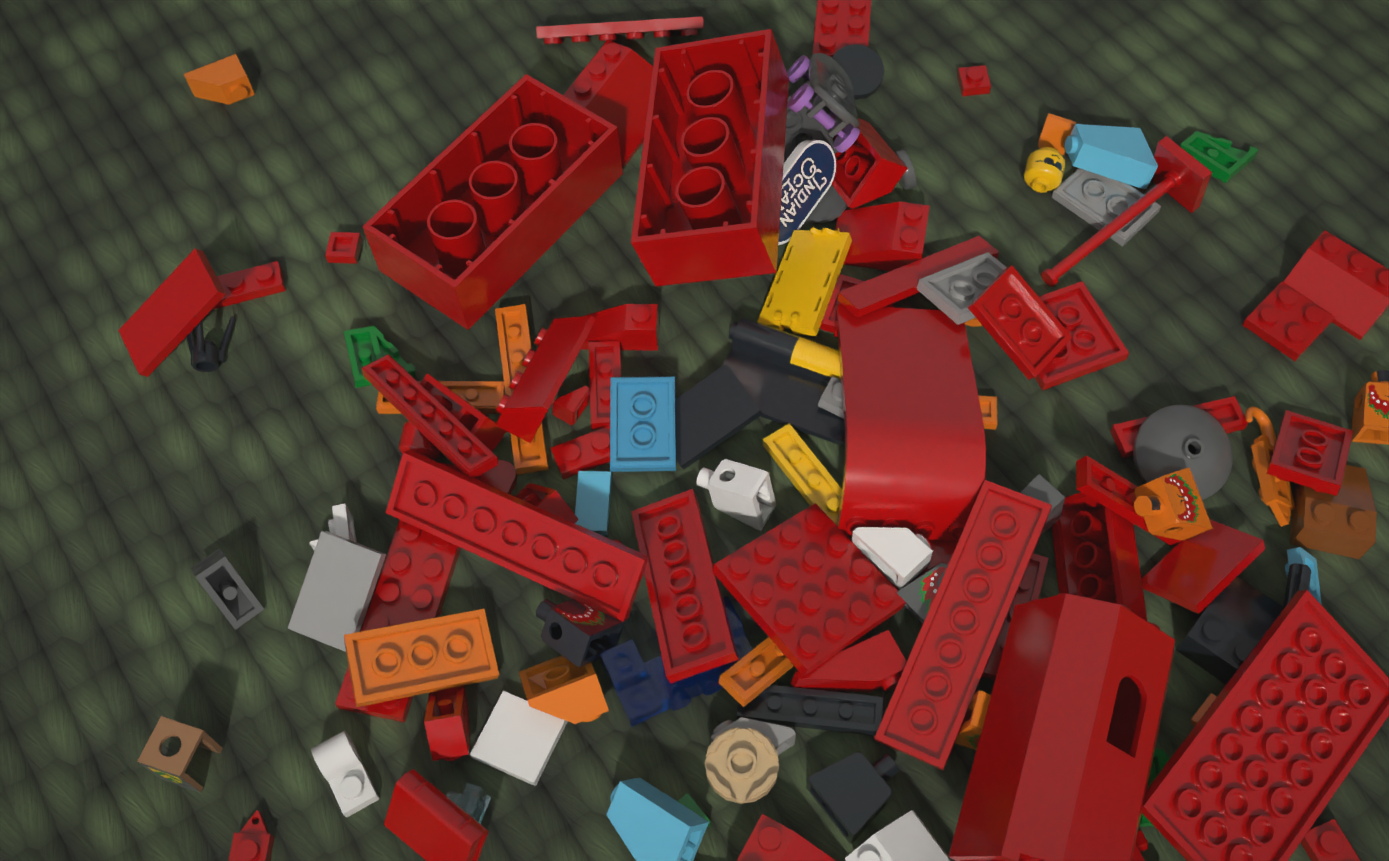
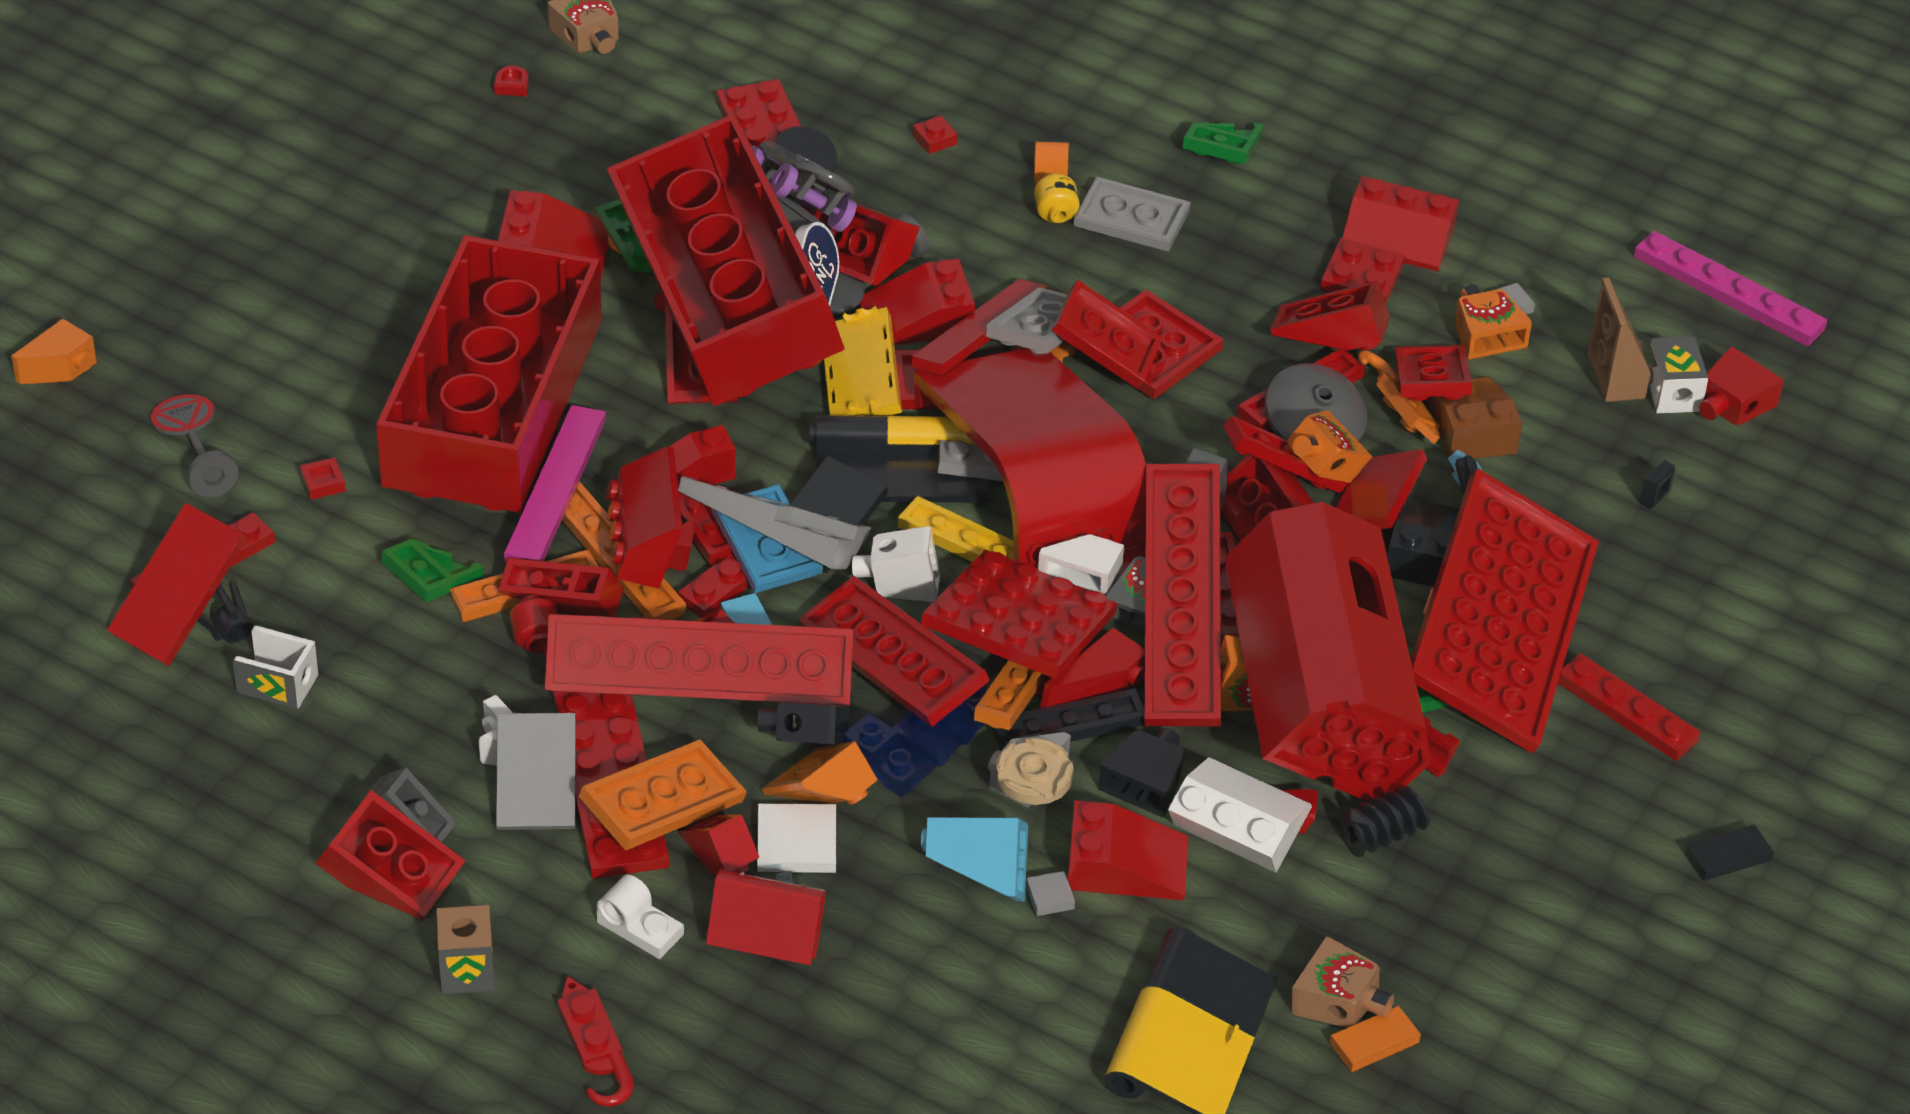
camera: 30 degrees left, 15 degrees down
(186, 631) = (390, 858): none -> red slope
(207, 430) = (277, 668): none -> white piece
(275, 160) = (211, 471): none -> dark grey piece
(430, 417) = (540, 588): red tile -> none
(501, 317) = (556, 484): none -> dark pink tile
(608, 30) = (524, 177): plate -> none
(669, 434) = (807, 532): none -> light grey wedge
(1112, 153) = (1119, 163): medium azure slope -> none
(1176, 175) = (1189, 165): red tile -> none
(1240, 366) = (1336, 319): none -> red slope

